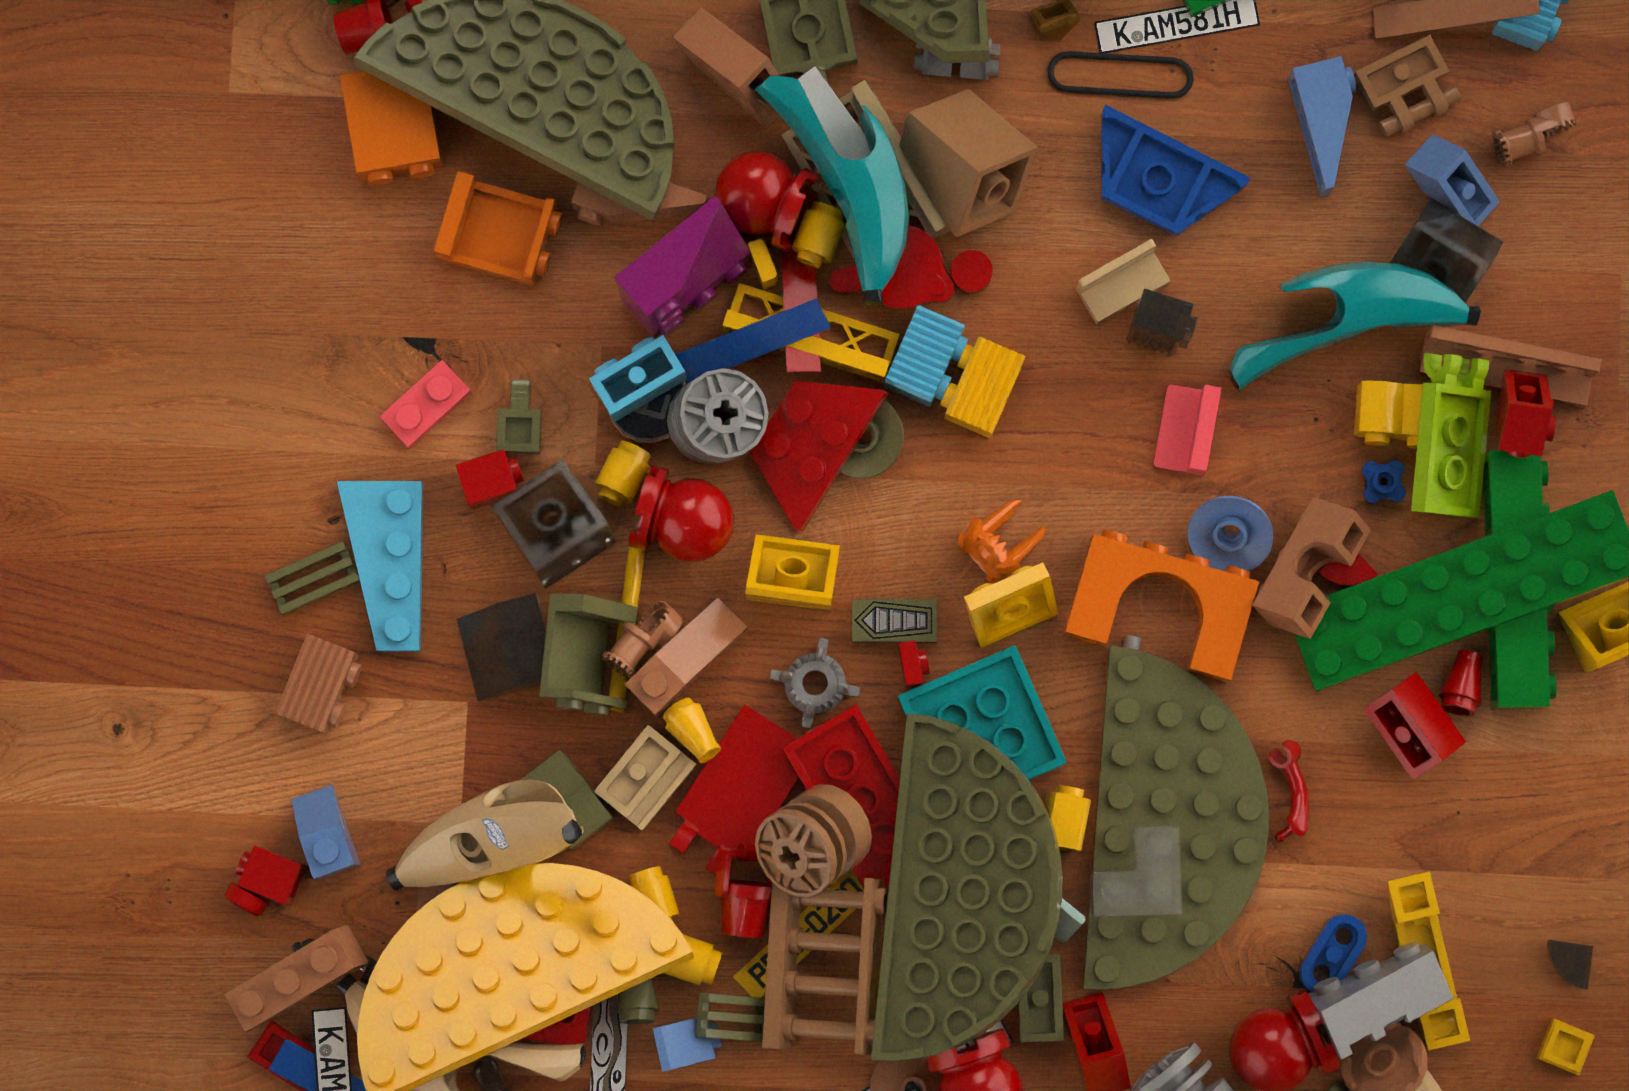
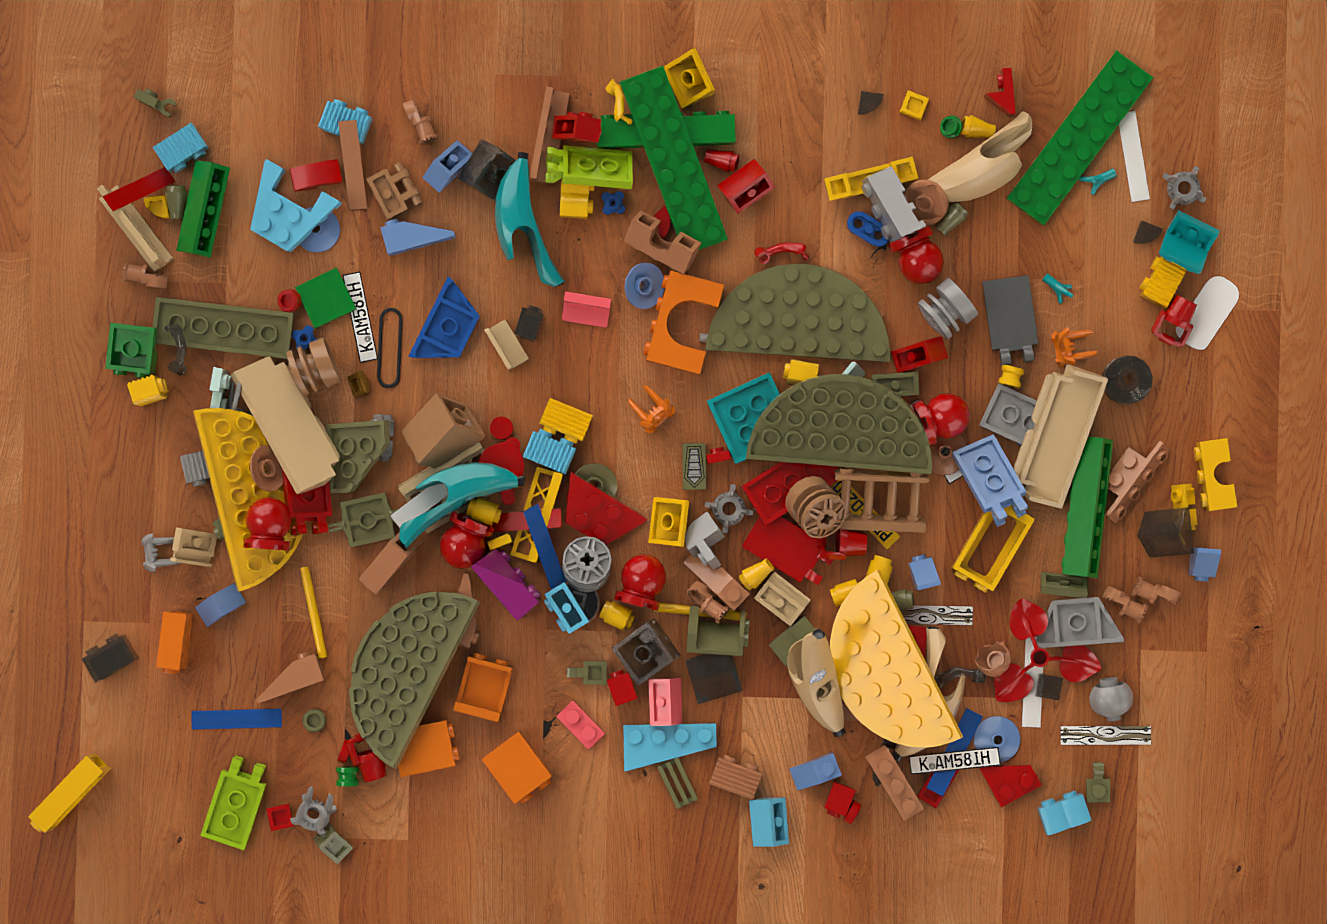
camera: 85 degrees left, 5 degrees up
(233, 743) = (767, 821): none -> medium azure brick
(349, 288) = (517, 768): none -> orange brick
(461, 558) = (665, 702): none -> coral panel
(705, 1015) = (909, 563): olive tile -> none
(764, 629) = (701, 536): none -> light grey brick
(1011, 604) = (686, 403): yellow plate -> none
(1152, 884) = (835, 326): clear brick -> none
(1593, 486) = (616, 90): none -> yellow piece

